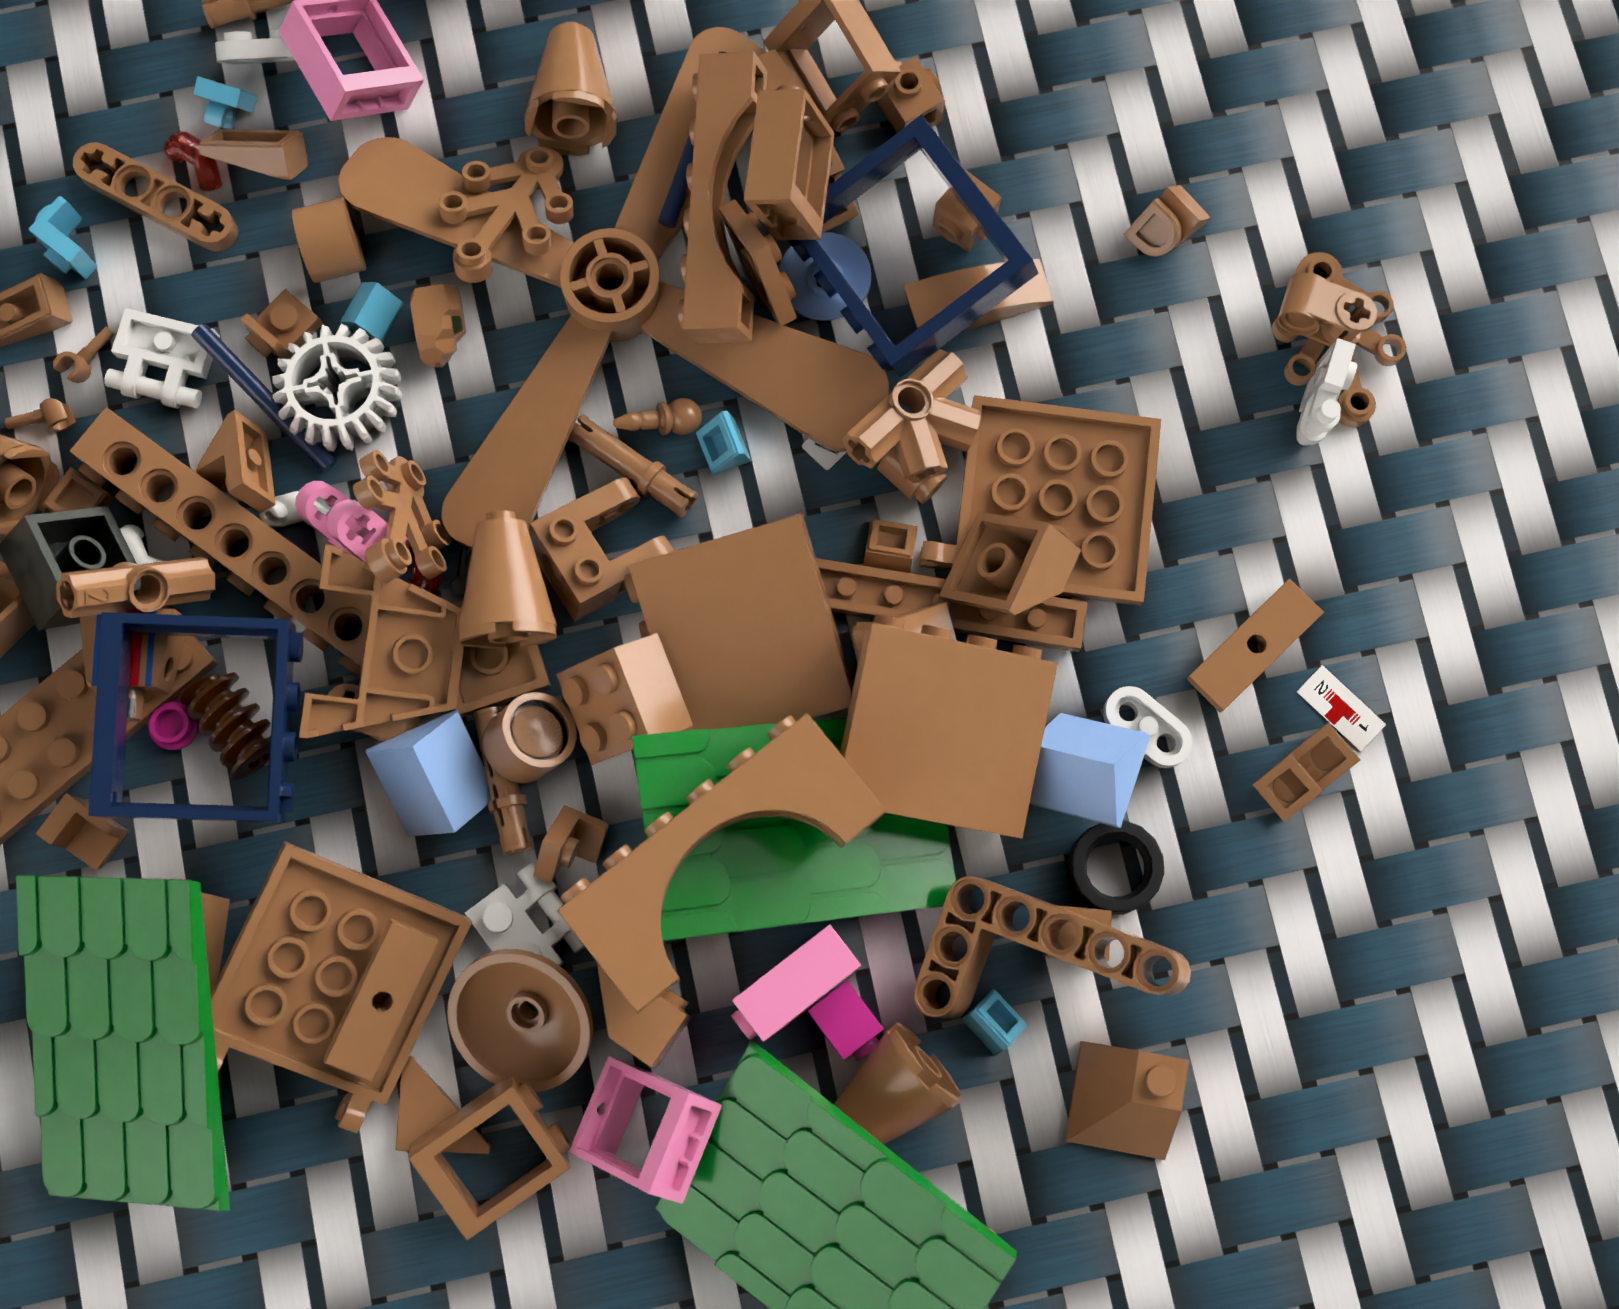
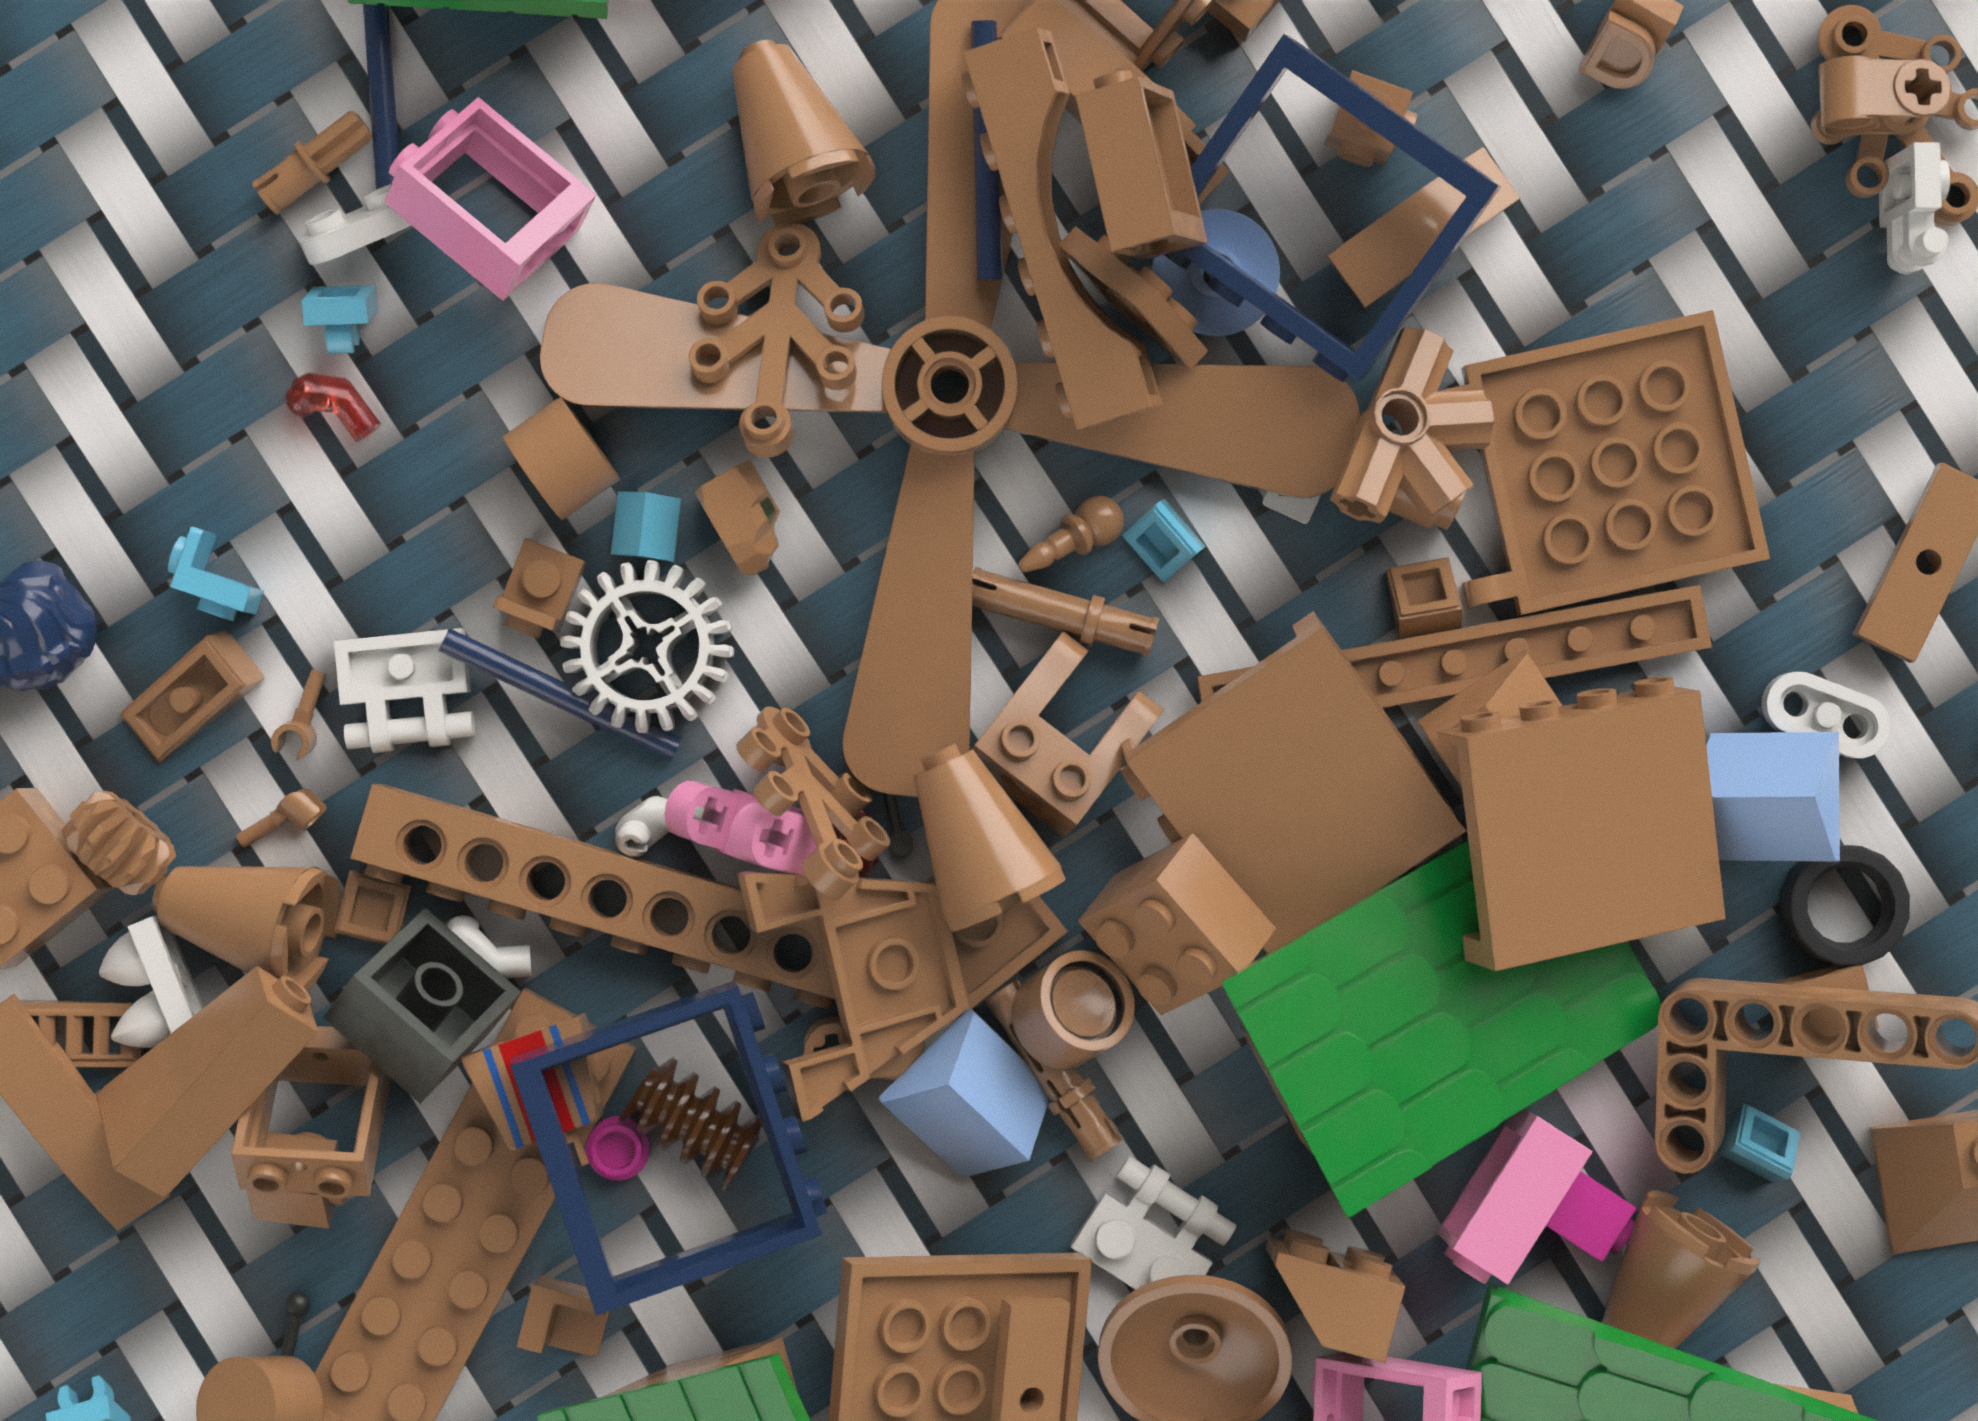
camera: 20 degrees left, 10 degrees up
(113, 587) = (522, 1009): medium nougat piece -> none
(157, 194) = (302, 480): medium nougat beam -> none
(240, 462) = (568, 789): medium nougat slope -> none
(264, 151) = (413, 366): medium nougat slope -> none
(569, 836) = (1166, 1109): medium nougat bracket -> none
(790, 777) = (1298, 1197): medium nougat arch -> none
(1009, 564) = (1591, 583): medium nougat slope -> none

